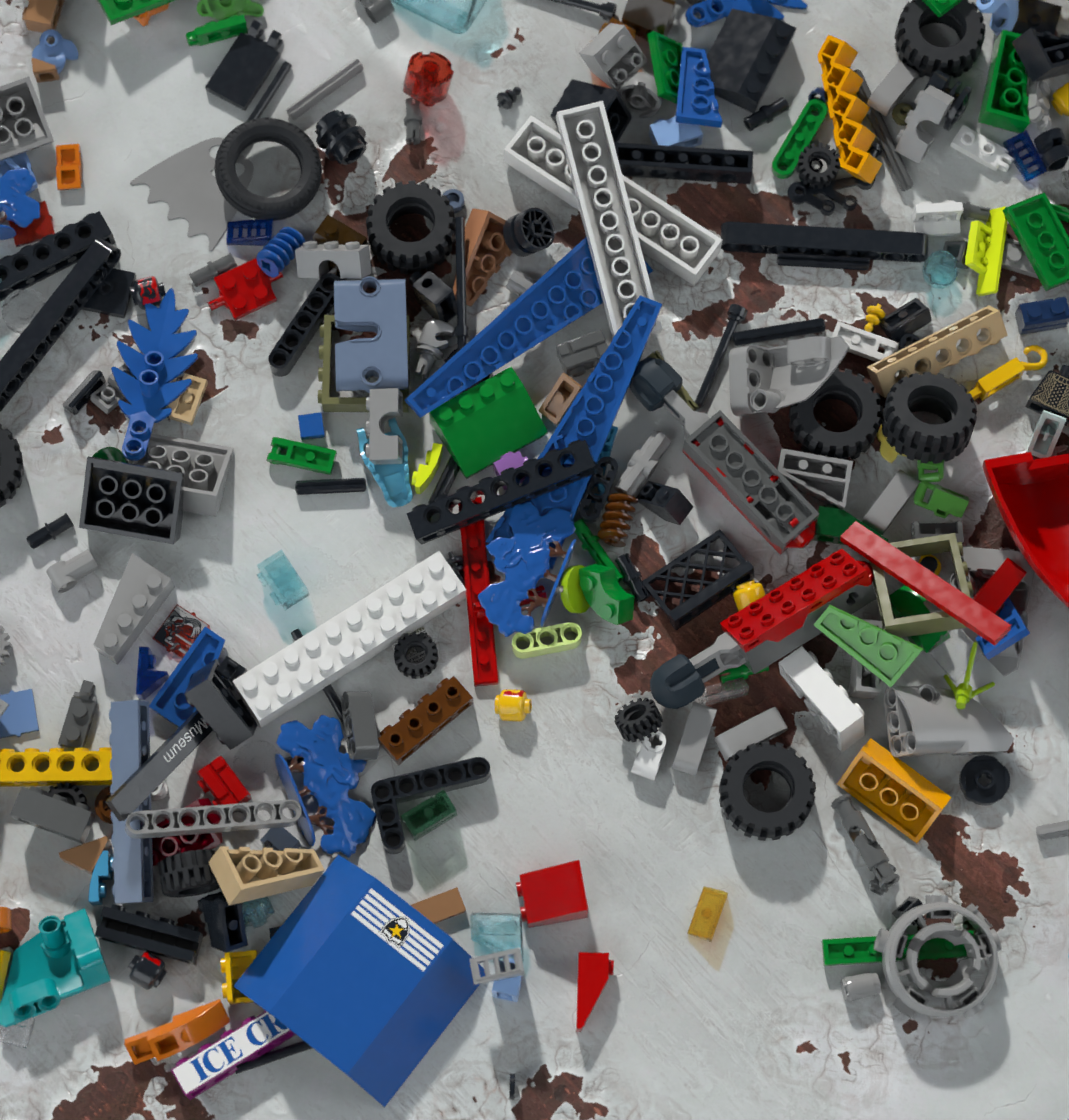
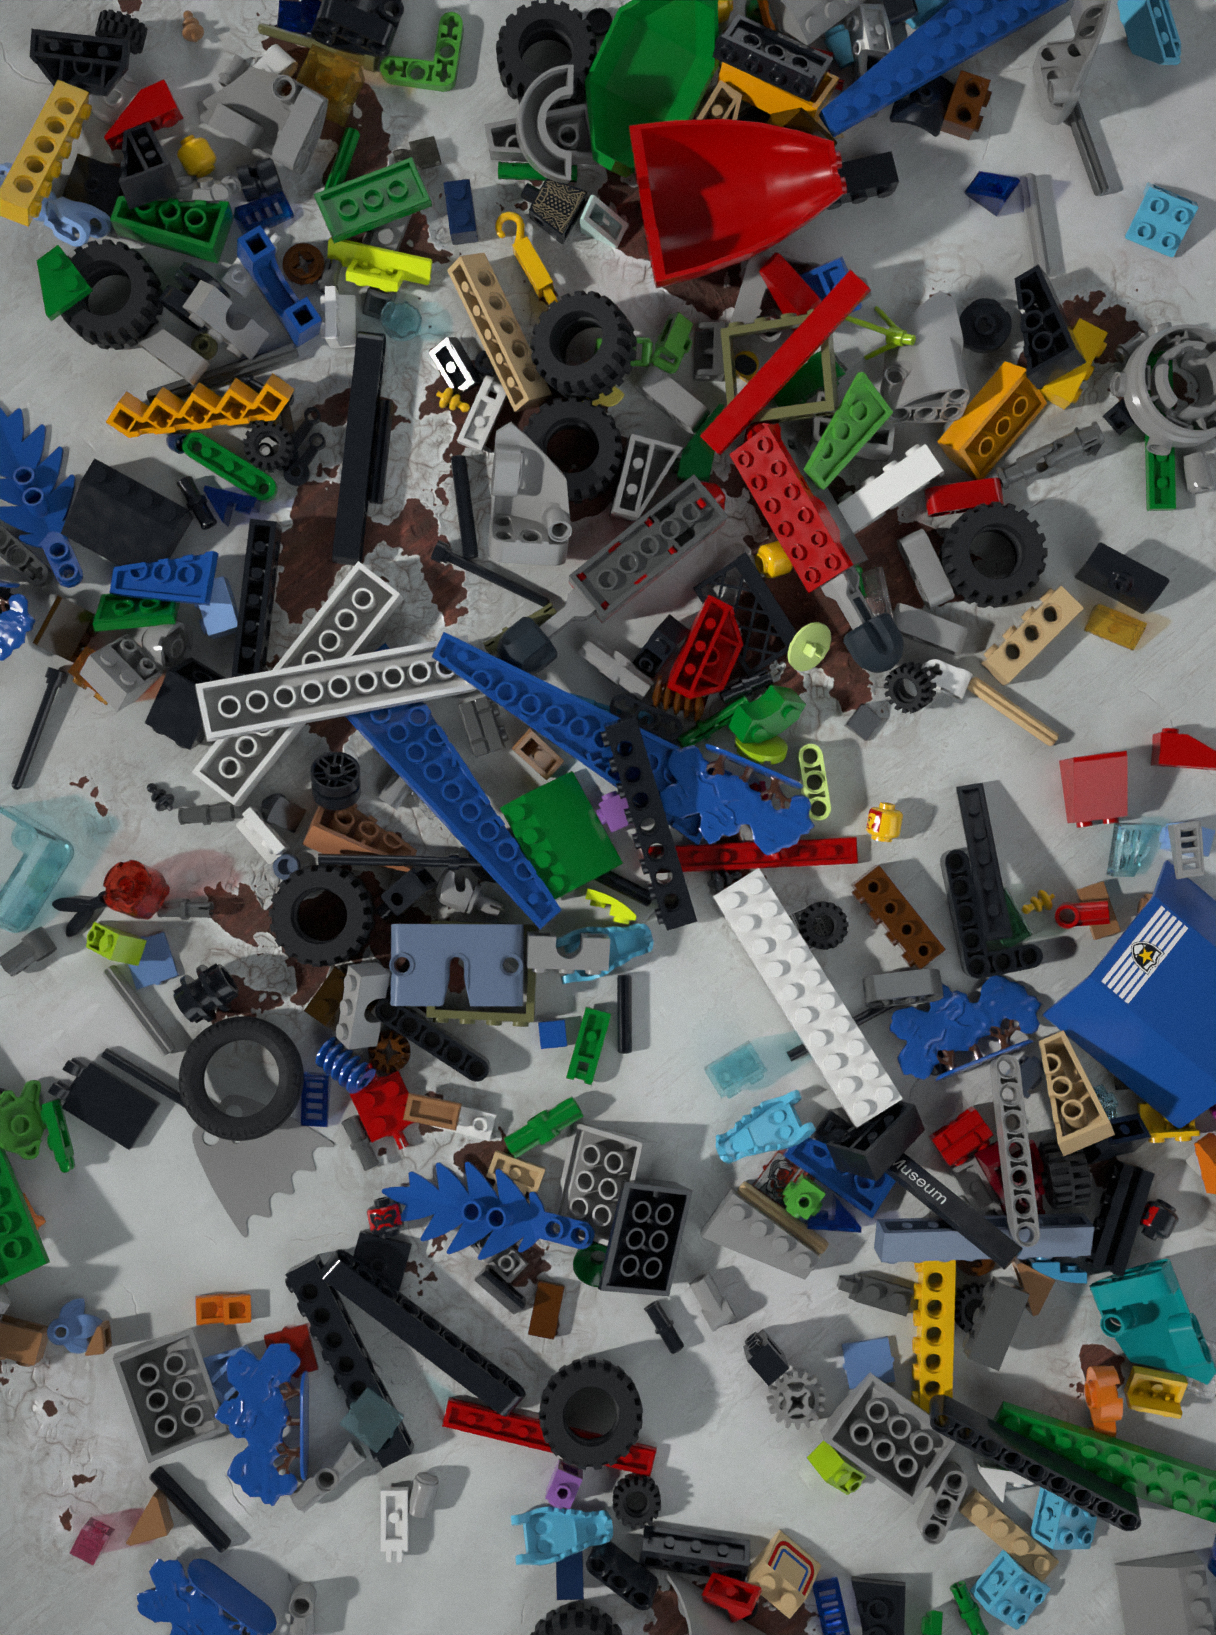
camera: 85 degrees left, 15 degrees up
(24, 613) = (765, 1357): none -> black brick
(66, 431) = (546, 1309): none -> reddish brown tile
(148, 630) = (782, 1217): none -> tan axle
(167, 642) = (803, 1188): none -> bright green brick
(178, 797) = (976, 1187): none -> light grey hinge
(228, 420) = (543, 1127): none -> green piece
(229, 612) = (767, 1128): none -> medium azure animal
(234, 353) = (475, 1123): none -> white hinge
(241, 325) = (432, 1111): none -> medium nougat tile
(285, 298) = (397, 1060): none -> reddish brown gear
(367, 97) = (155, 964): none -> medium blue piece
(381, 67) = (115, 944): none -> lime slope
(411, 43) = (84, 910): none -> black piece
(434, 887) = (1085, 913): none -> red piece
(442, 849) = (1043, 900): none -> yellow hair
(479, 790) = (984, 862): none -> black tile
(480, 178) = (262, 835): none -> white bracket
(495, 133) = (206, 814): none -> dark grey pin
(499, 194) = (282, 812): none -> black tile
(605, 684) = (863, 722): none -> black slope
(622, 821) = (1012, 711): none -> tan axle
(659, 537) = (707, 651): none -> red wedge
(671, 629) = (809, 646): none -> yellowish green piece
(718, 864) = (1064, 608): none -> tan brick
(754, 912) = (1122, 578): none -> black shield
(766, 136) = (225, 501): none -> clear blue slope
(820, 759) = (962, 496): none -> red beam
(955, 863) = (1066, 388): none -> yellow brick
(979, 148) = (259, 260): none -> blue arch
(983, 828) = (1047, 335): none -> black wedge
(985, 181) = (292, 260): none -> reddish brown gear

